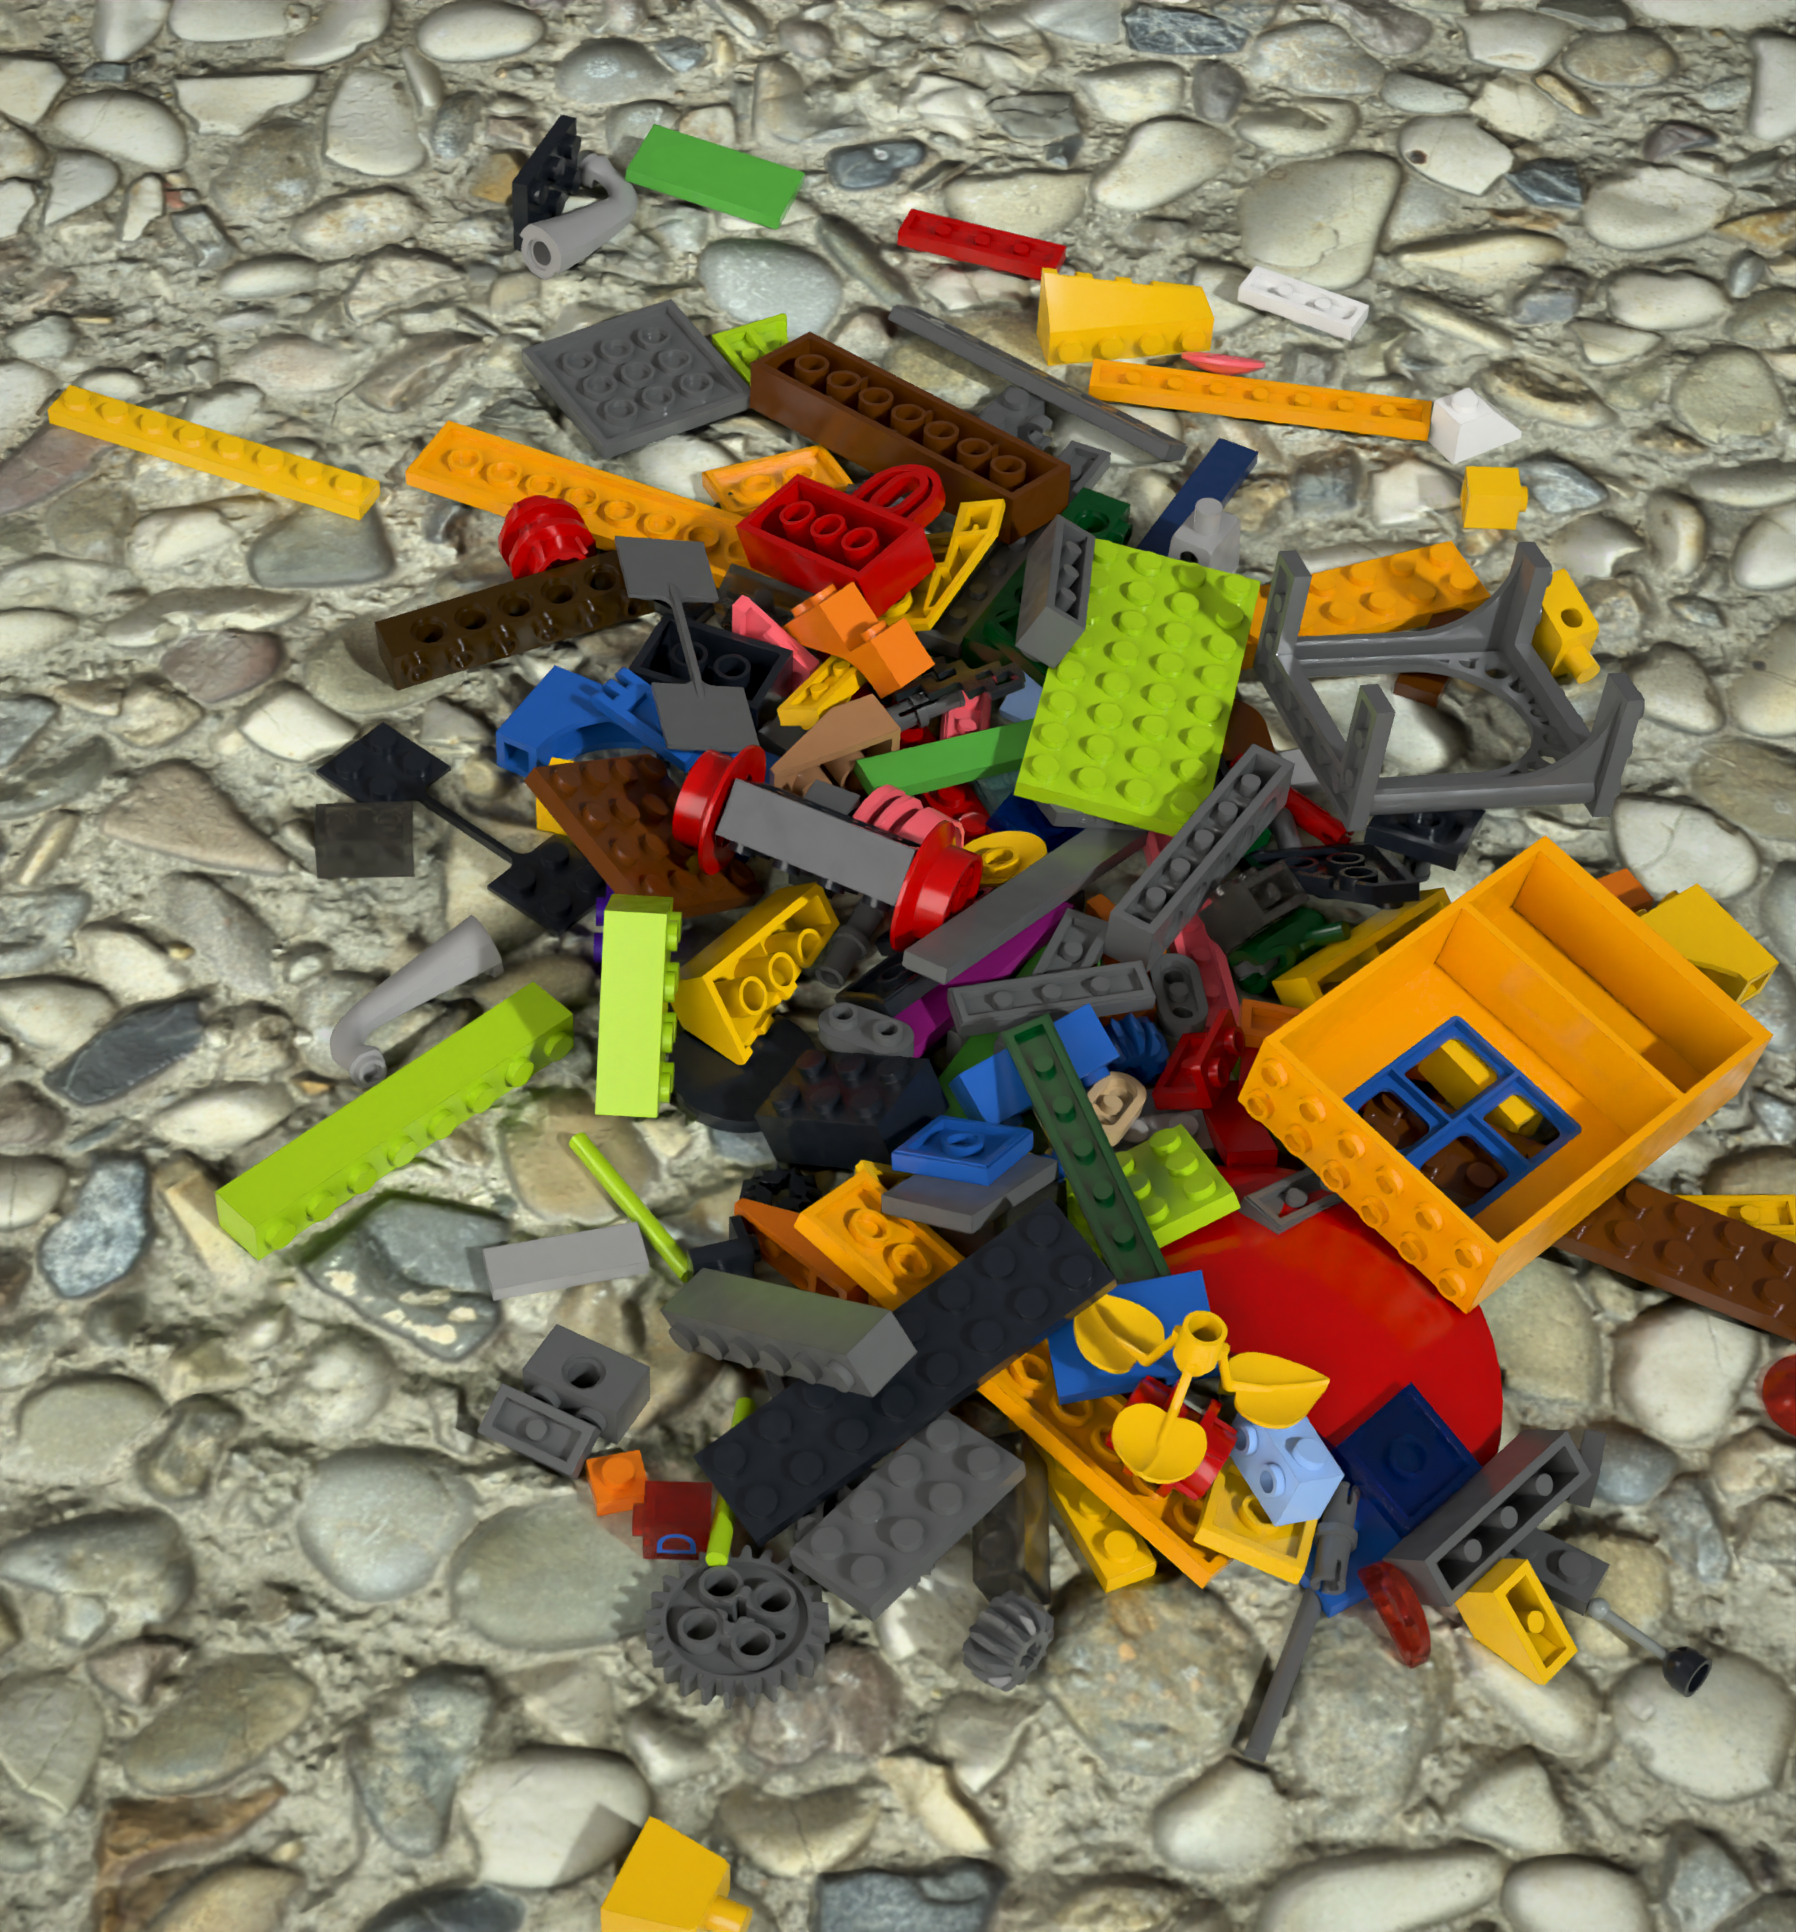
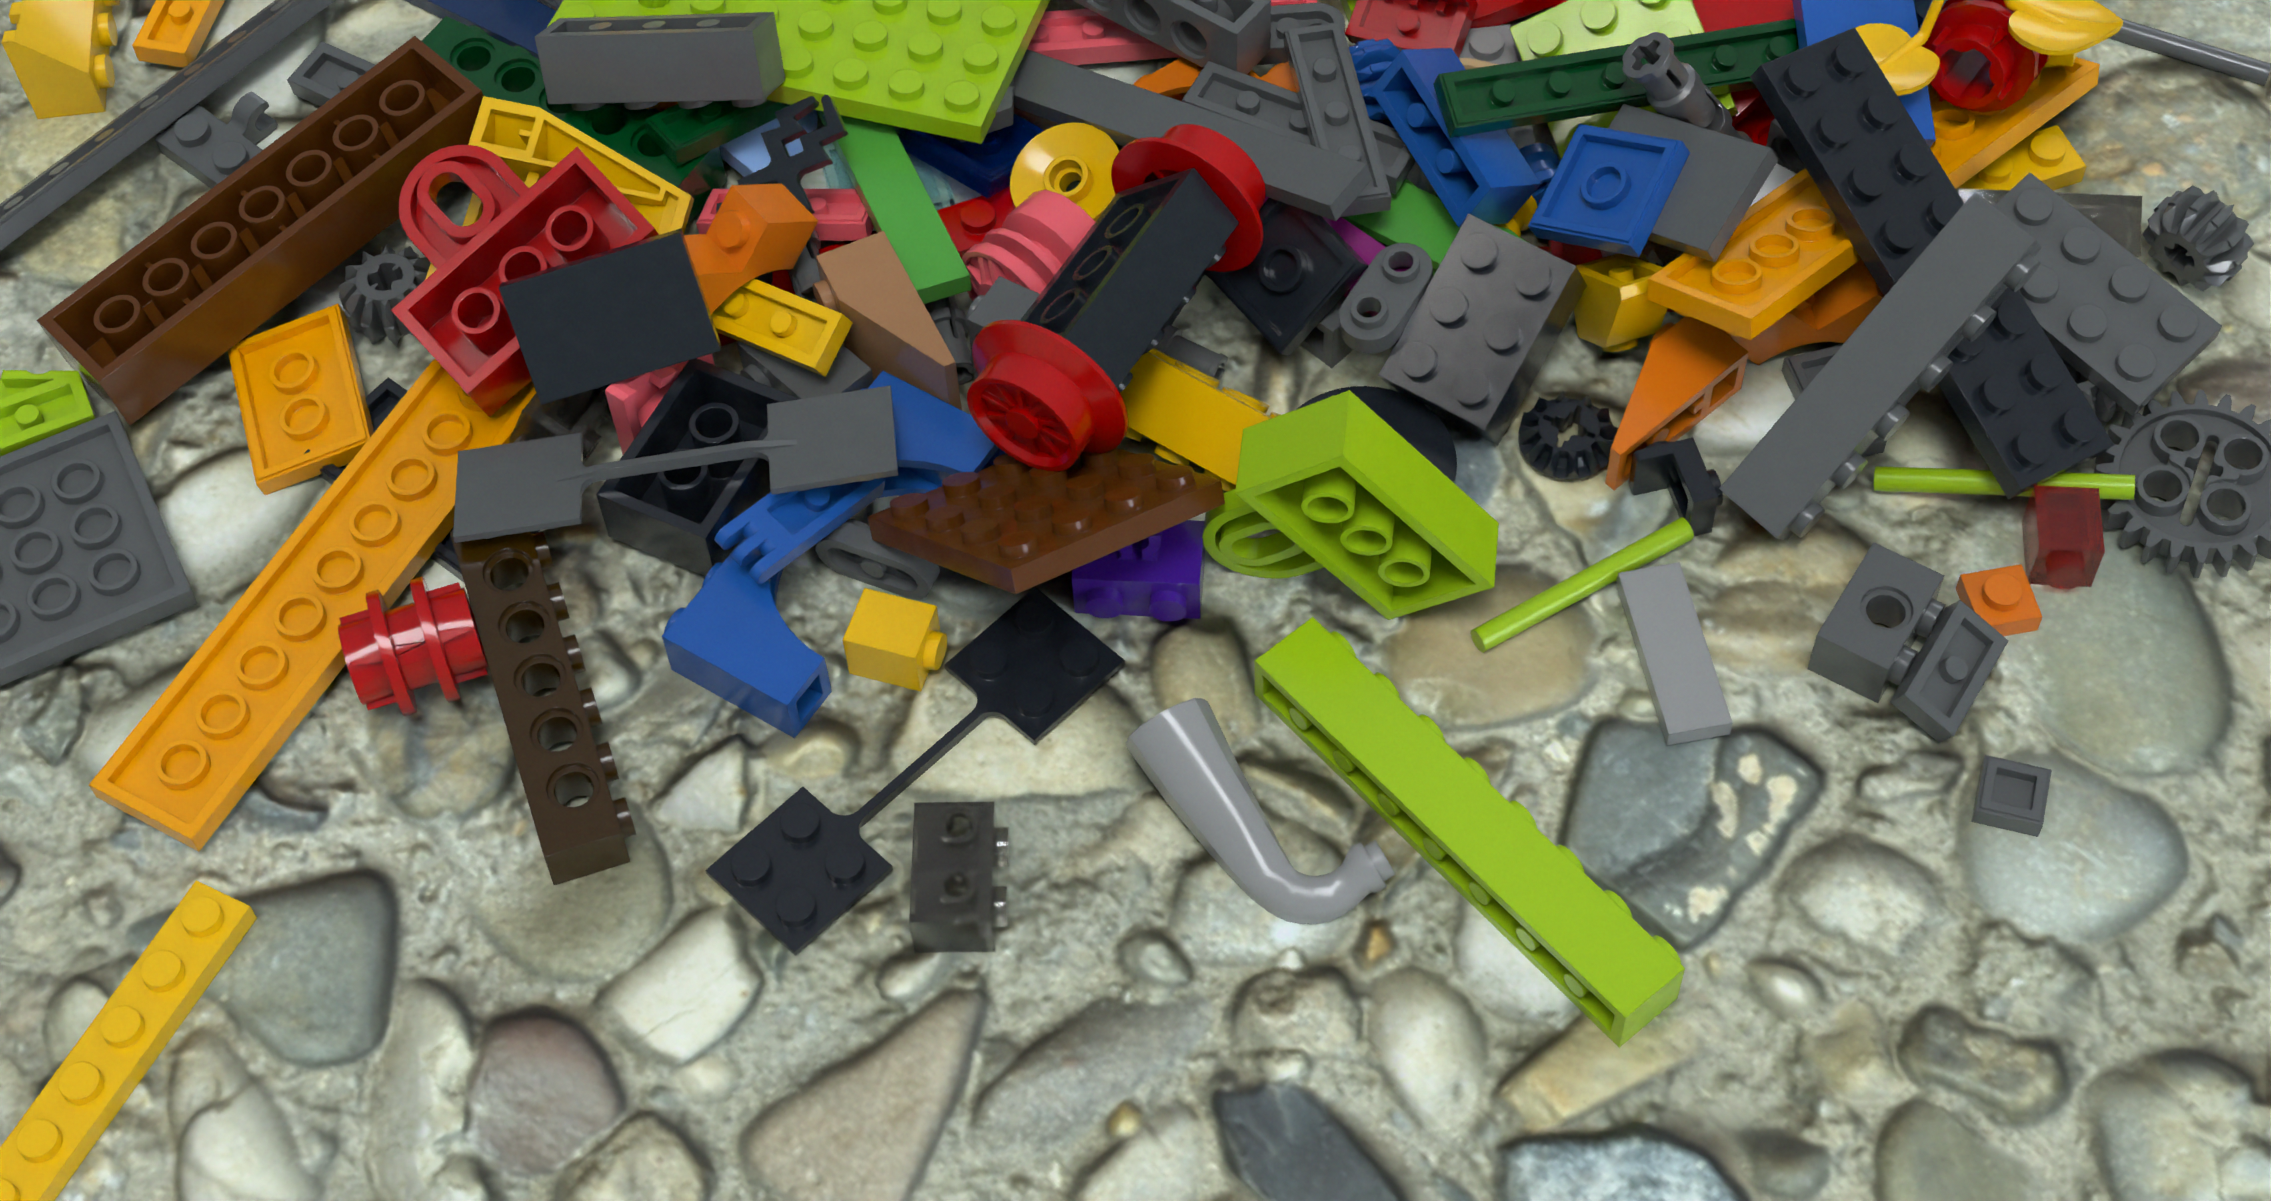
camera: 80 degrees left, 10 degrees up
(427, 1478) = (2011, 795): none -> dark grey tile
(786, 574) = (610, 316): none -> black tile
(1057, 1169) = (1675, 86): none -> flat silver piece

